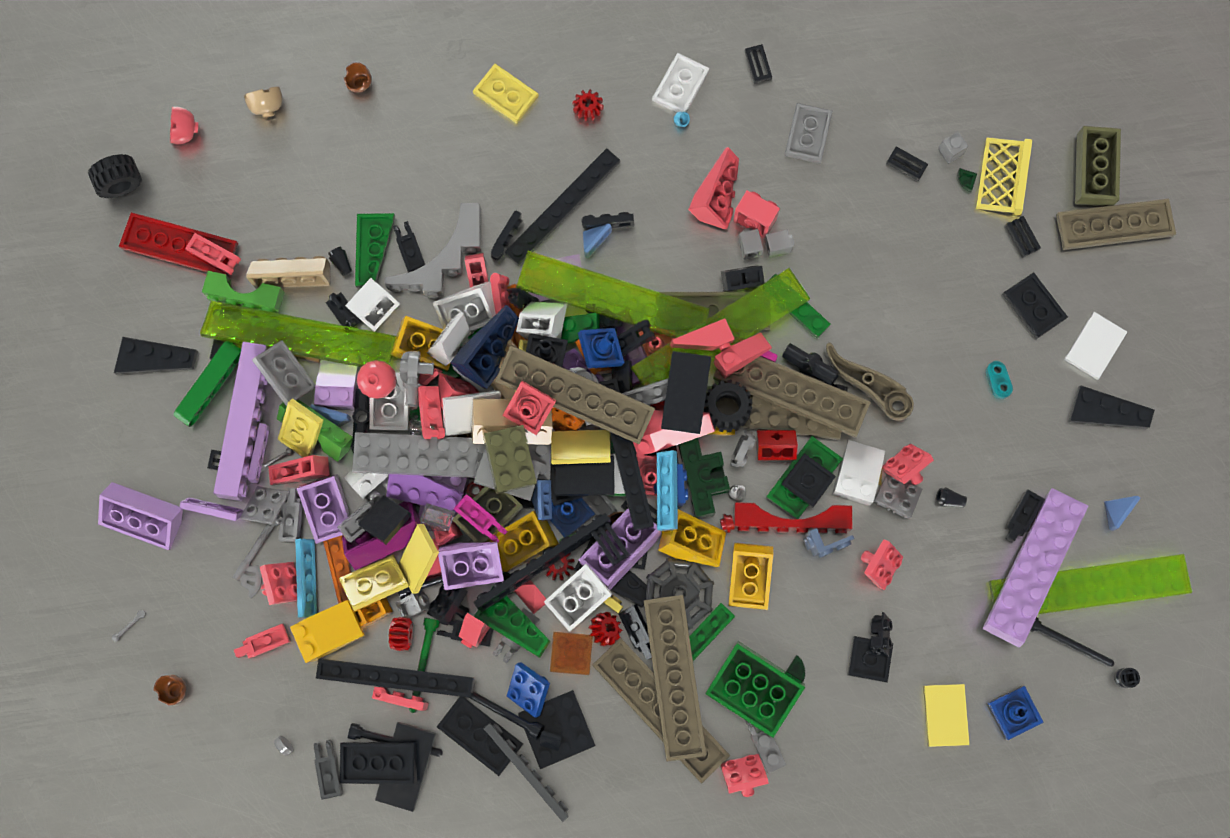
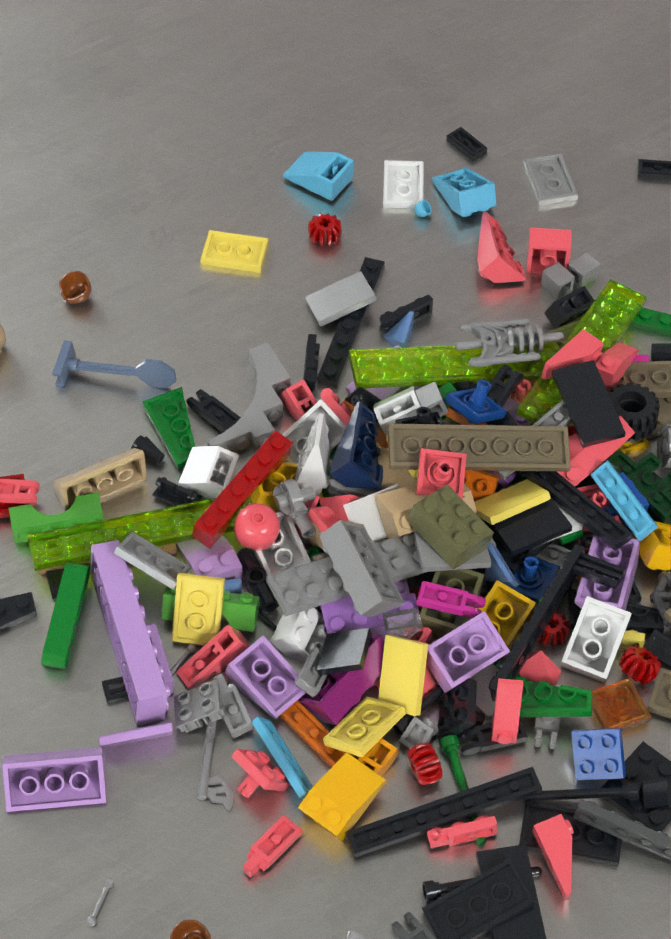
camera: 30 degrees left, 25 degrees down
(317, 150) = (150, 371): none -> sand blue piece
(381, 340) = (225, 507): none -> red arch
(424, 463) = (361, 568): none -> light grey slope
(457, 742) = (556, 846): none -> coral slope
(561, 183) = (340, 298): none -> light grey tile
(568, 327) = (431, 397): none -> light grey brick
(615, 44) = (322, 172): none -> medium azure slope
(654, 295) = (499, 342): none -> light grey bar
(726, 115) = (466, 191): none -> medium azure slope

